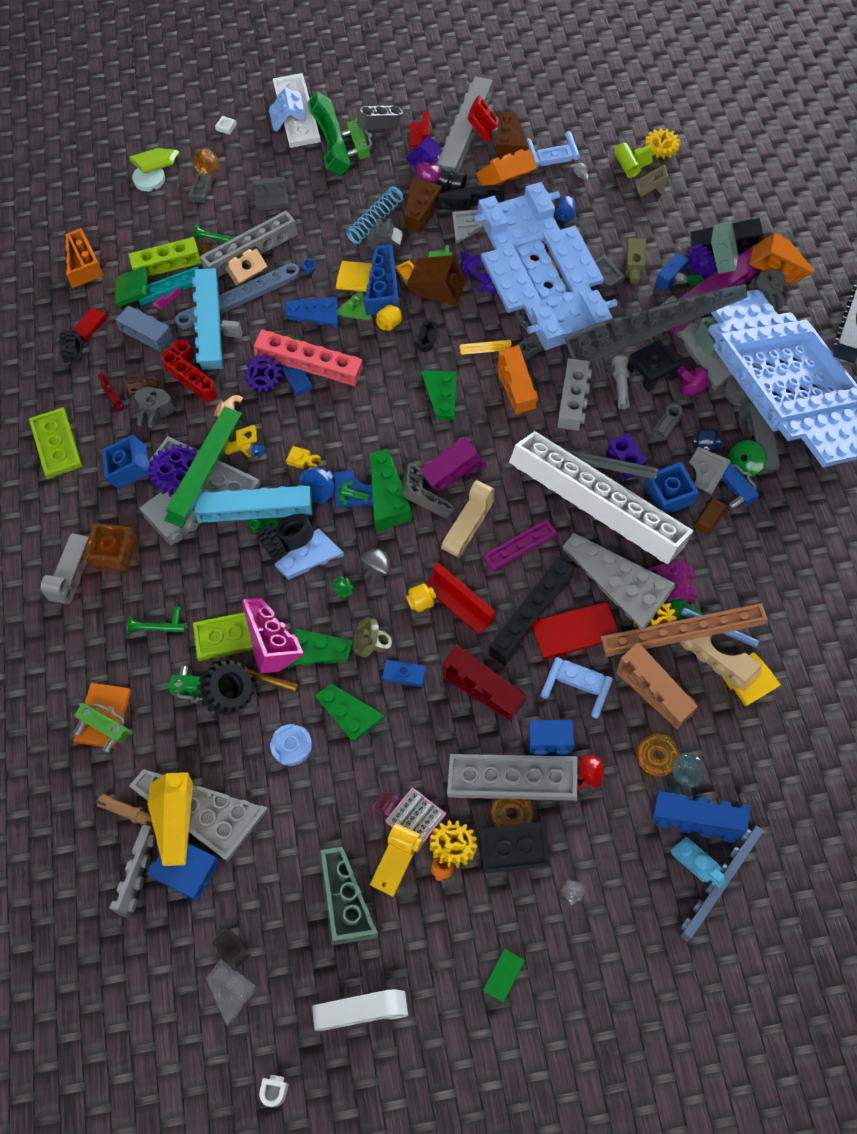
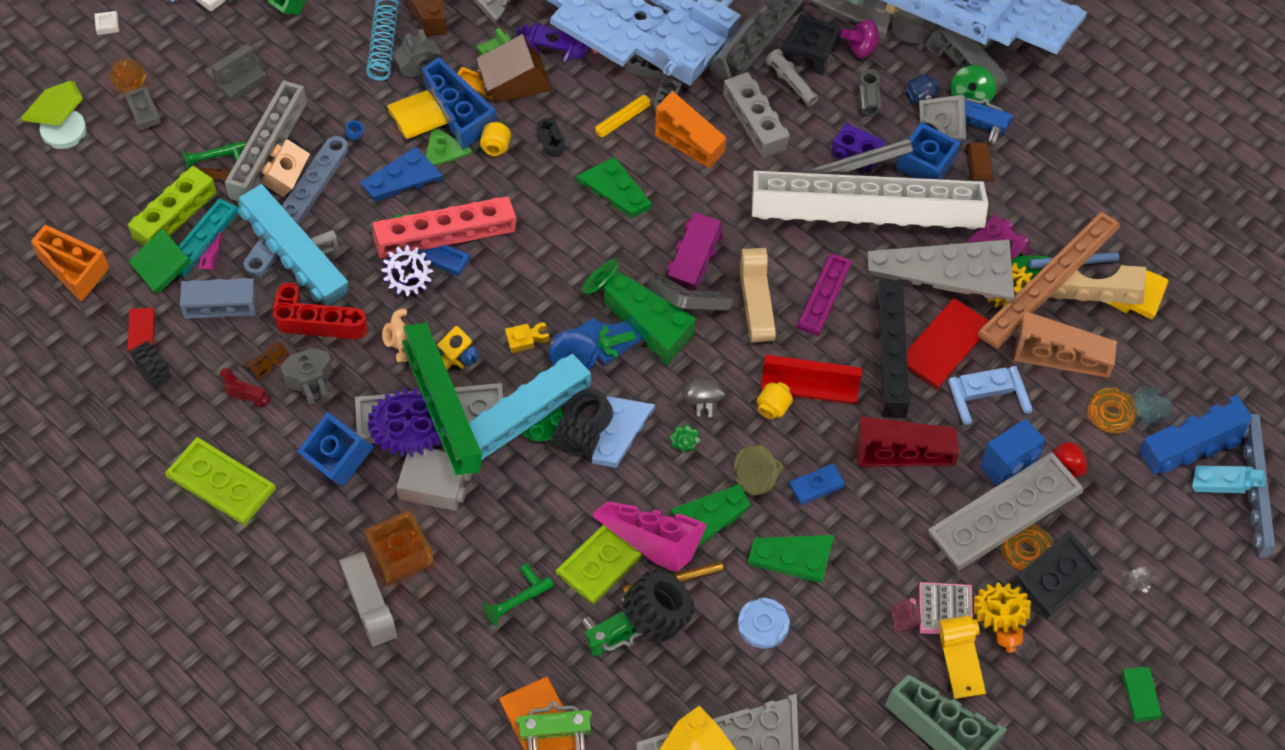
camera: 40 degrees left, 5 degrees down
(377, 446) = (600, 277): none -> green dish

